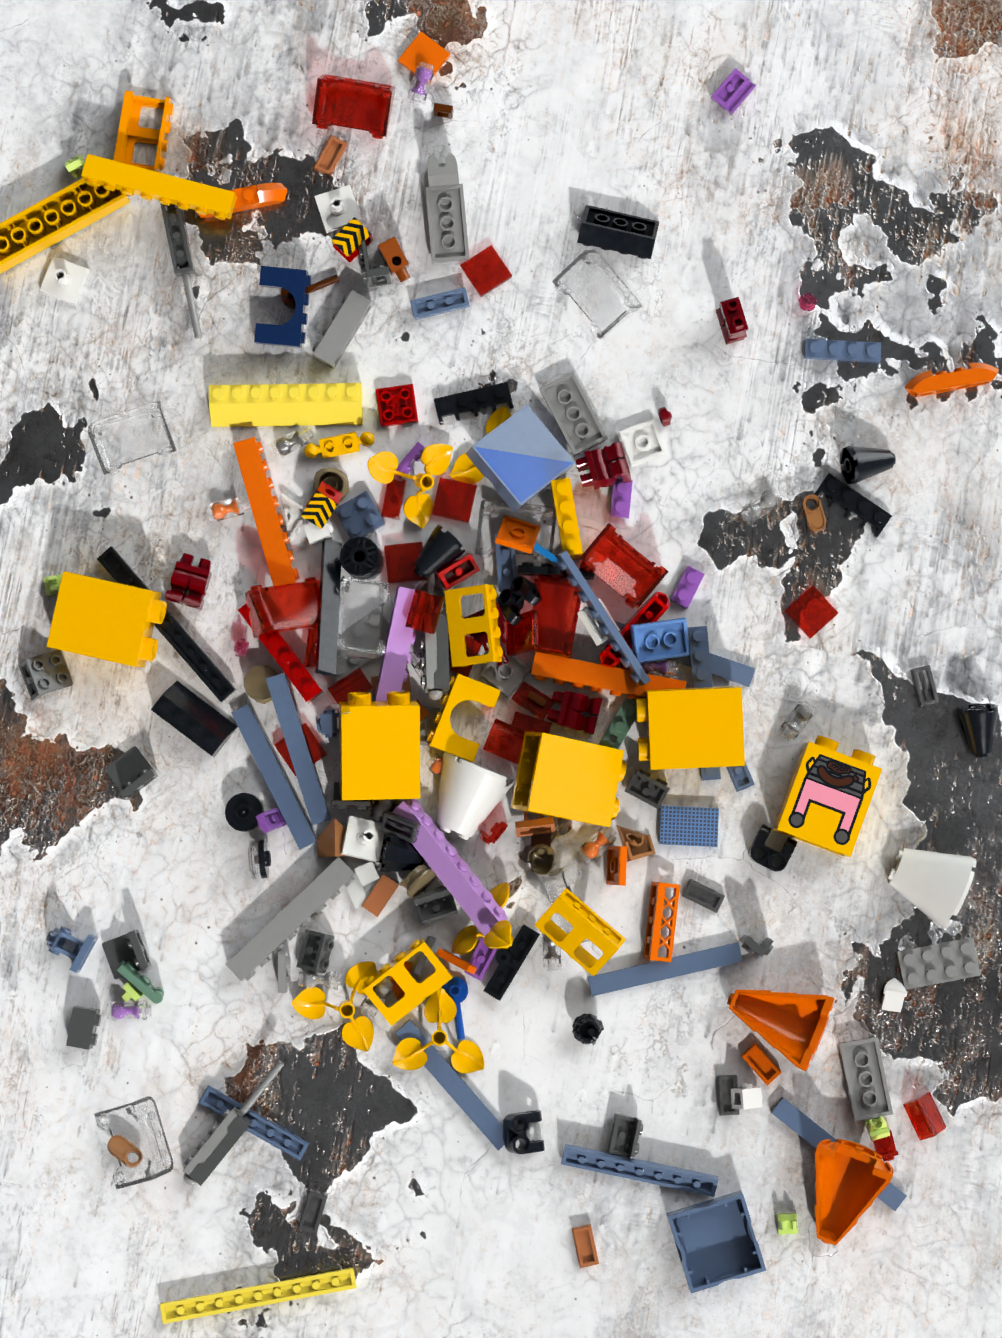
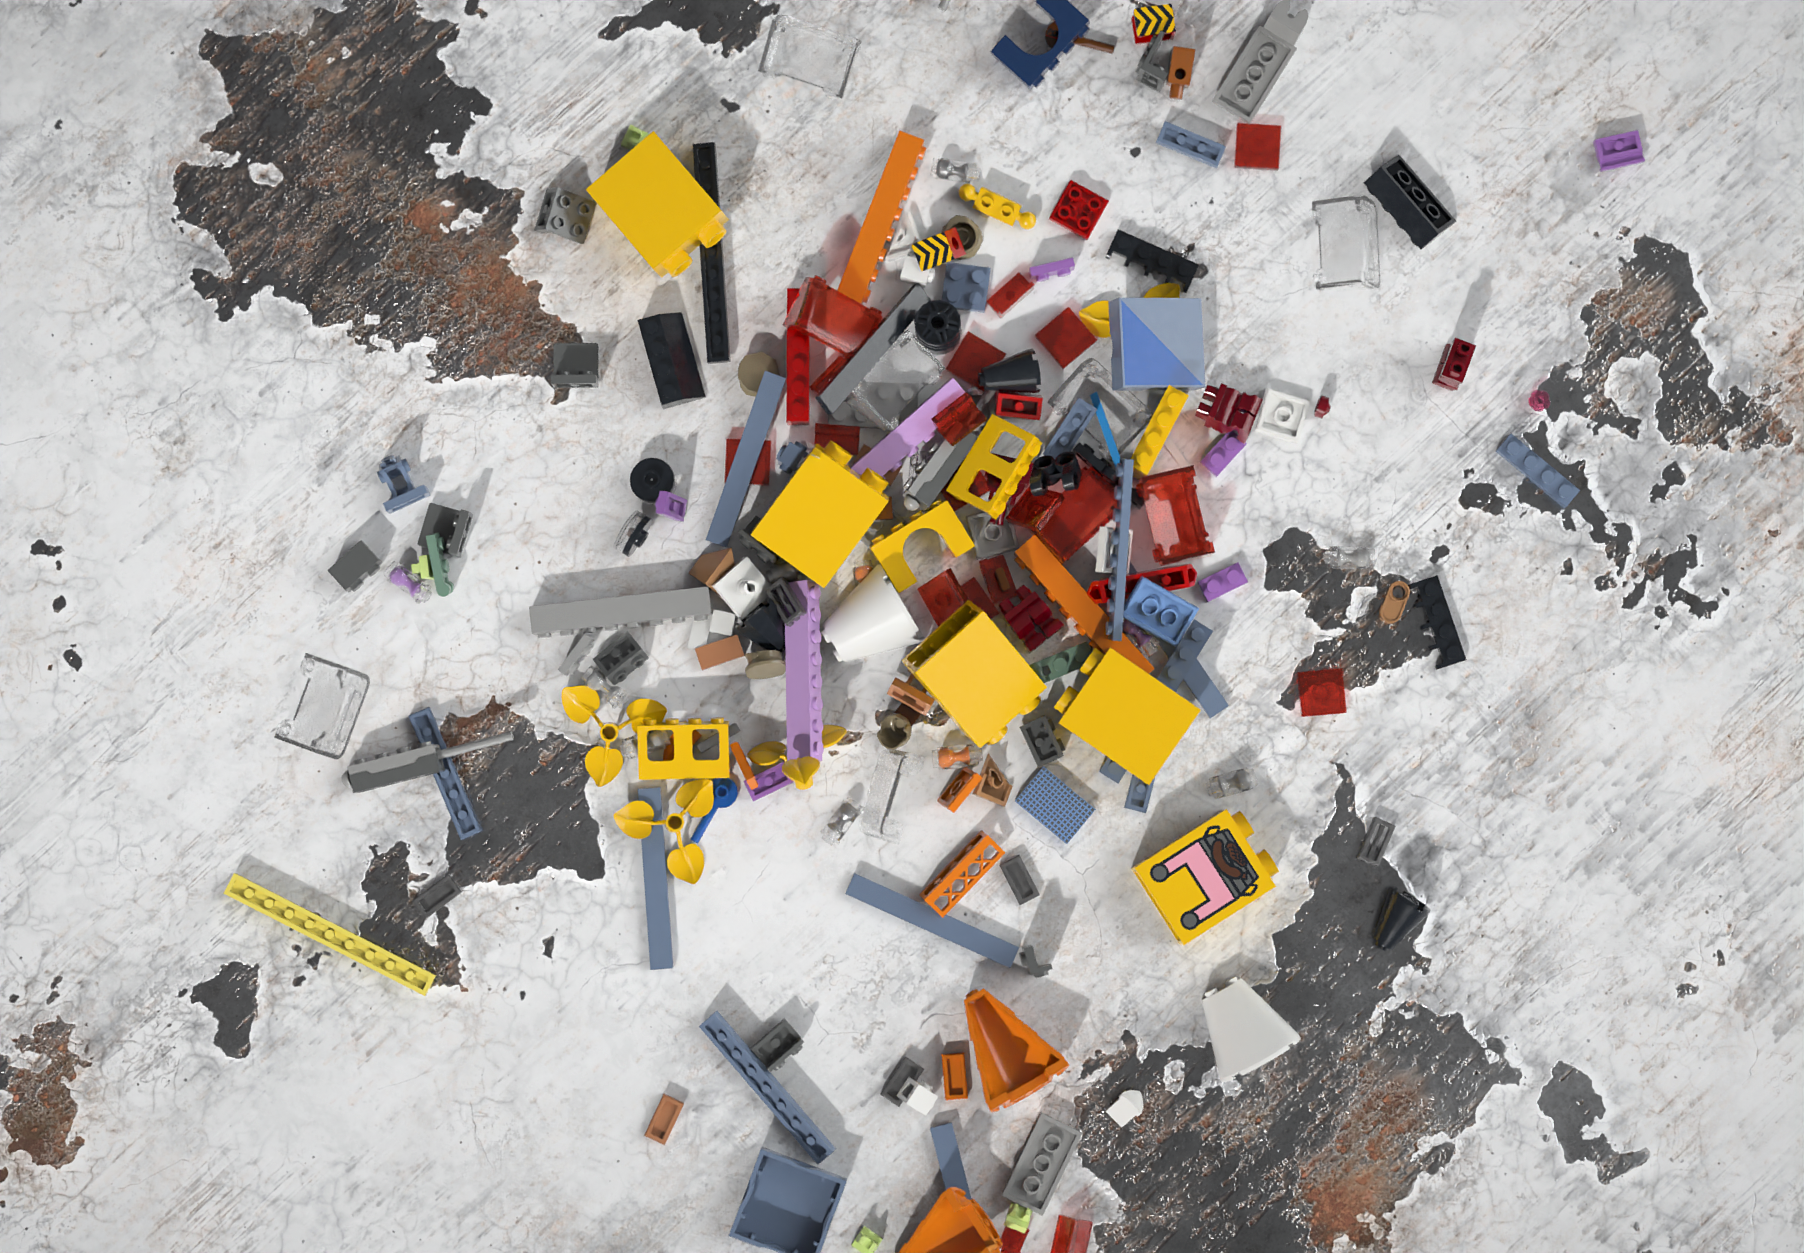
camera: 30 degrees right, 0 degrees up
(121, 1147) = (306, 703): medium nougat piece -> none
(187, 575) = (768, 228): dark red hips -> none
(218, 511) = (838, 185): clear piece -> none
(241, 647) = (764, 326): clear pink plate -> none
(274, 776) = (704, 468): sand blue tile -> none
(286, 405) = (976, 132): light yellow slope -> none
(342, 329) = (1081, 100): light grey brick -> none
(418, 507) = (1076, 289): yellow plant -> none
(435, 905) = (763, 699): dark grey bracket -> none
(497, 830) = (873, 674): clear red bracket -> none
(510, 962) = (793, 805): black hinge -> none
(517, 534) = (1100, 413): orange tile -> none
(519, 1133) = (682, 968): black piece -> none
(573, 413) = (1238, 340): light grey plate -> none
(585, 926) = (888, 820): yellow window -> none
(587, 1028) = (817, 919): black piece -> none
(769, 853) = (1111, 886): black piece -> none
(864, 462) = (1478, 591): black cone -> none
(938, 963) = (1192, 1109): light grey plate -> none
(961, 378) = (1594, 562): orange brick -> none

